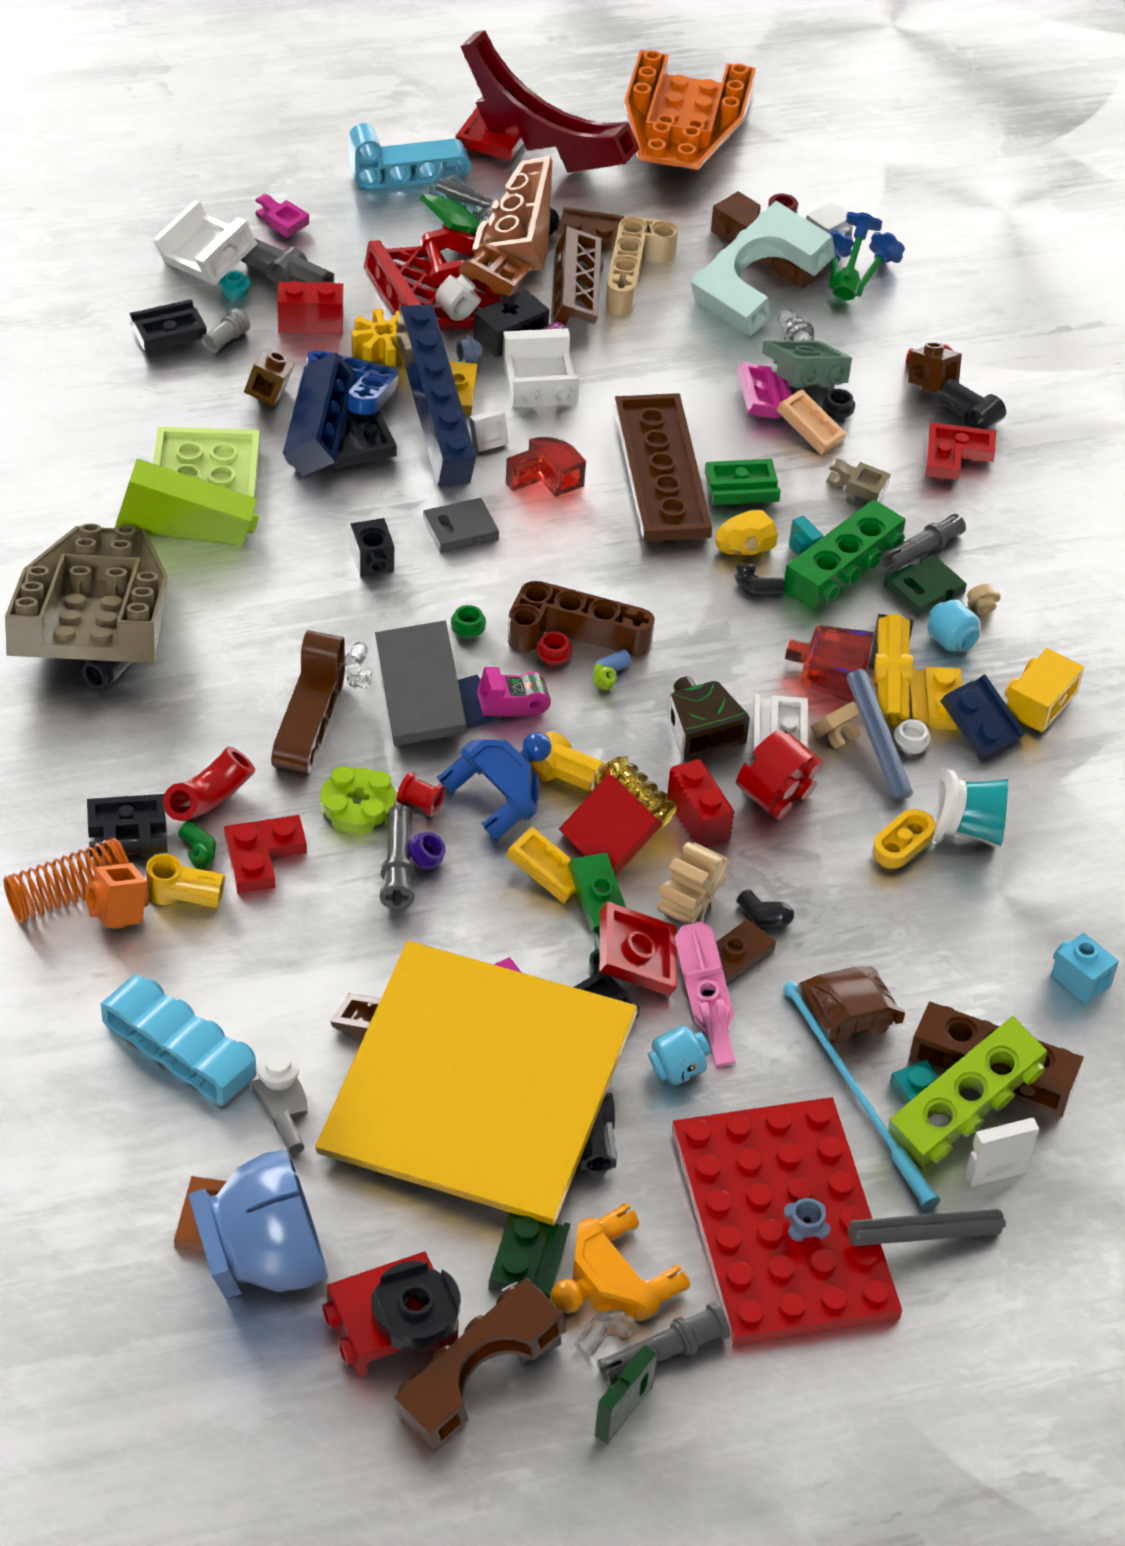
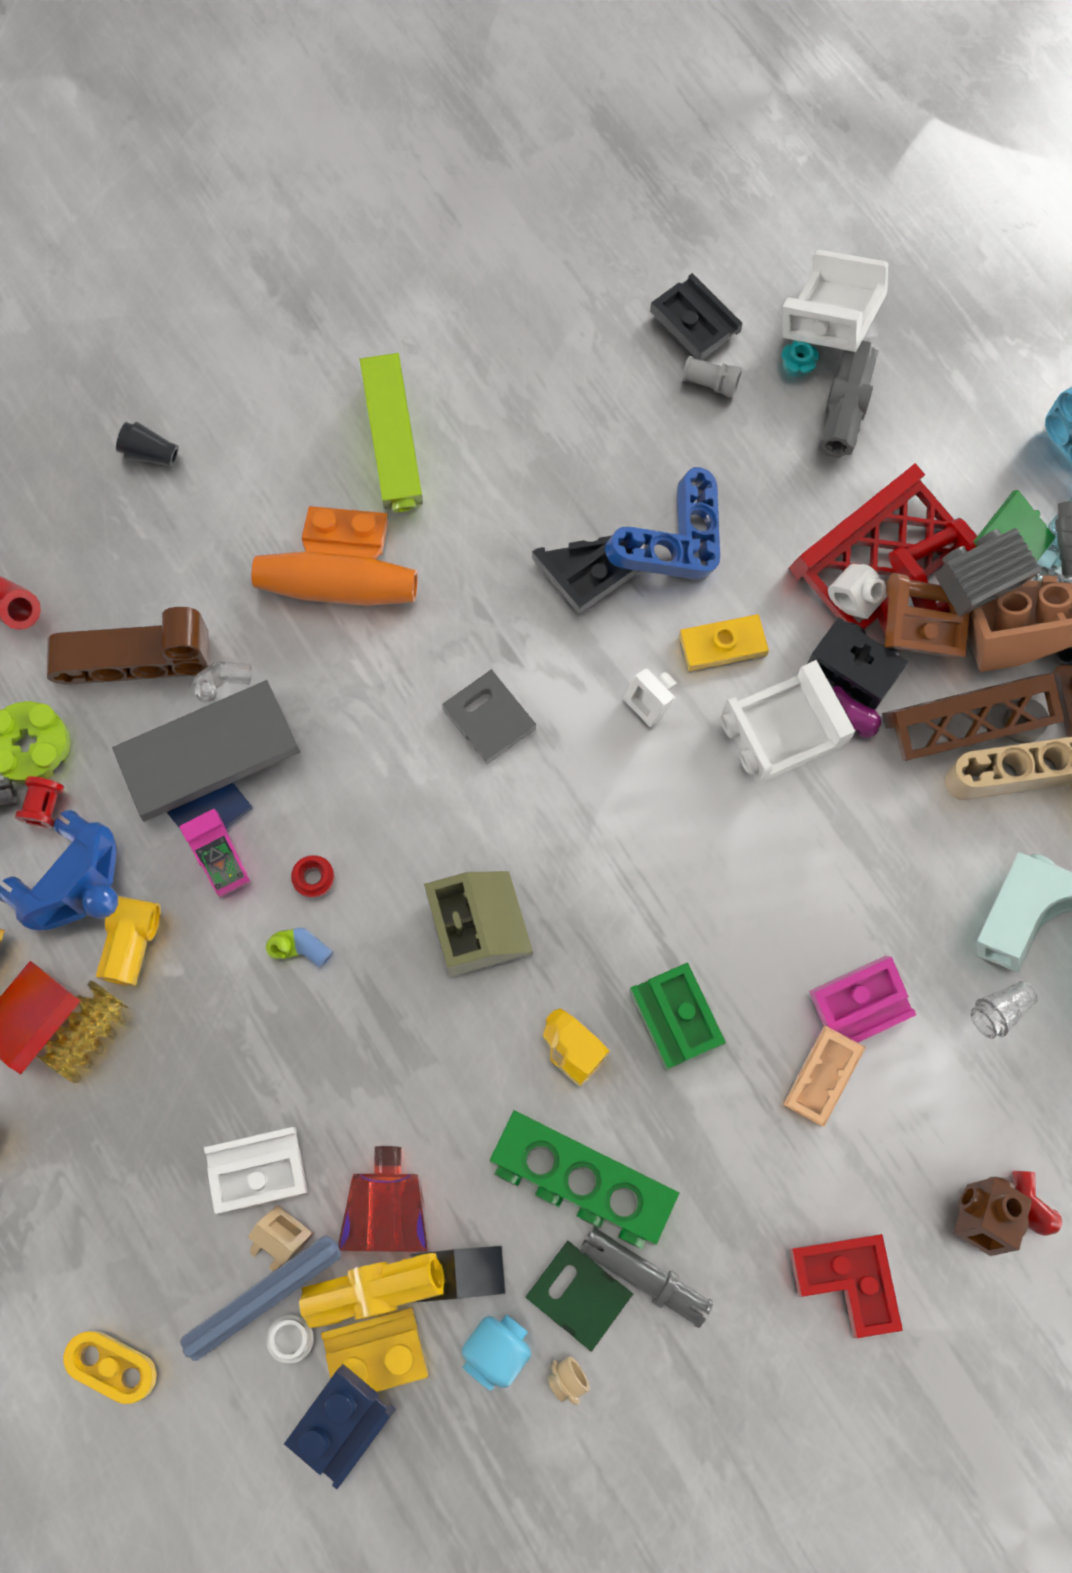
camera: 75 degrees right, 25 degrees up
(90, 598) = (224, 389): dark tan wedge -> none
(212, 455) = (478, 431): yellowish green plate -> none
(269, 376) = (637, 441): reddish brown brick -> none
(282, 217) = (940, 364): dark pink plate -> none
(286, 572) = (338, 562): none -> orange plate
(310, 307) = (782, 443): red brick -> none
(318, 414) = (595, 510): dark blue brick -> none
(372, 547) = (408, 620): black brick -> none
(376, 339) = (777, 536): yellow gear -> none
(435, 395) = (665, 617): dark blue brick -> none
(468, 350) = (787, 634): sand blue plate -> none
(468, 621) = (326, 760): green plate -> none
(482, 221) = (986, 571): none -> dark grey brick
(547, 461) = (619, 780): clear red brick -> none
(579, 616) = (358, 896): reddish brown beam -> none
(632, 565) = (477, 920): none -> olive slope
(662, 467) = (668, 912): reddish brown plate -> none
(700, 804) = (92, 1108): red brick -> none
(705, 718) = (241, 1074): dark brown torso -> none
(758, 586) = (503, 1077): black arm -> none
(779, 773) = (150, 1191): red brick -> none
(803, 535) = (590, 1120): teal plate -> none
(808, 362) = (934, 1042): sand green plate -> none
(839, 404) = (888, 1093): black plate -> none
(861, 481) = (736, 1172): dark tan plate -> none
(971, 809) = (150, 1448): hat -> none
(973, 408) = (940, 1295): black piece -> none
(1044, 689) = (406, 1500): yellow brick -> none

